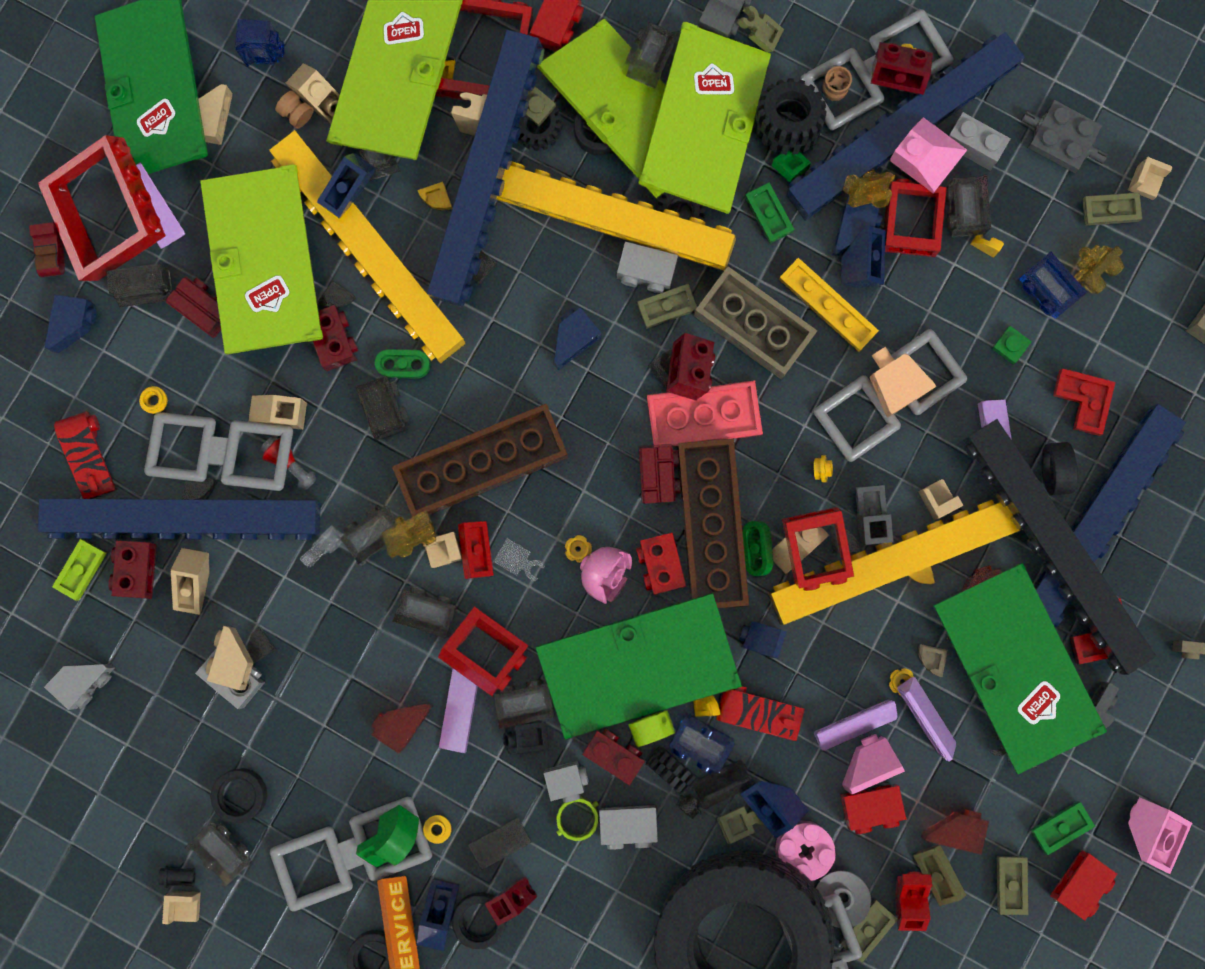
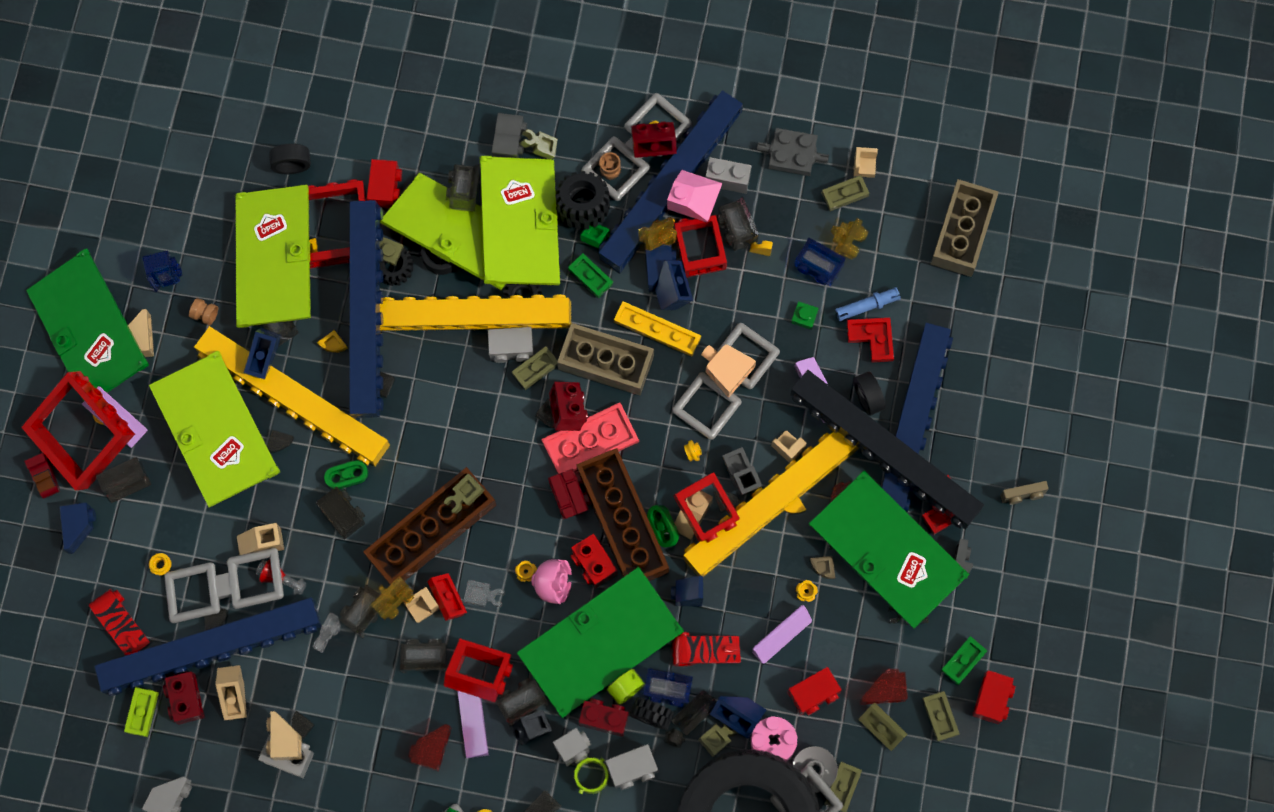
camera: 20 degrees left, 10 degrees down
(196, 305) = (174, 481): dark red brick -> none
(315, 91) = (215, 292): tan slope -> none
(336, 346) = (290, 479): dark red brick -> none
(468, 118) = (340, 276): tan hinge -> none
(536, 435) = (466, 491): none -> olive plate
(574, 336) = (472, 412): dark blue slope -> none
(706, 707) = (662, 657): yellow tile -> none
(871, 764) = (802, 657): bright pink slope -> none
(912, 901) = (868, 752): red brick -> none
(928, 718) = (833, 610): lavender slope -> none
(1084, 356) = (868, 303): none -> medium blue pin
(1157, 834) = (1037, 640): bright pink slope -> none

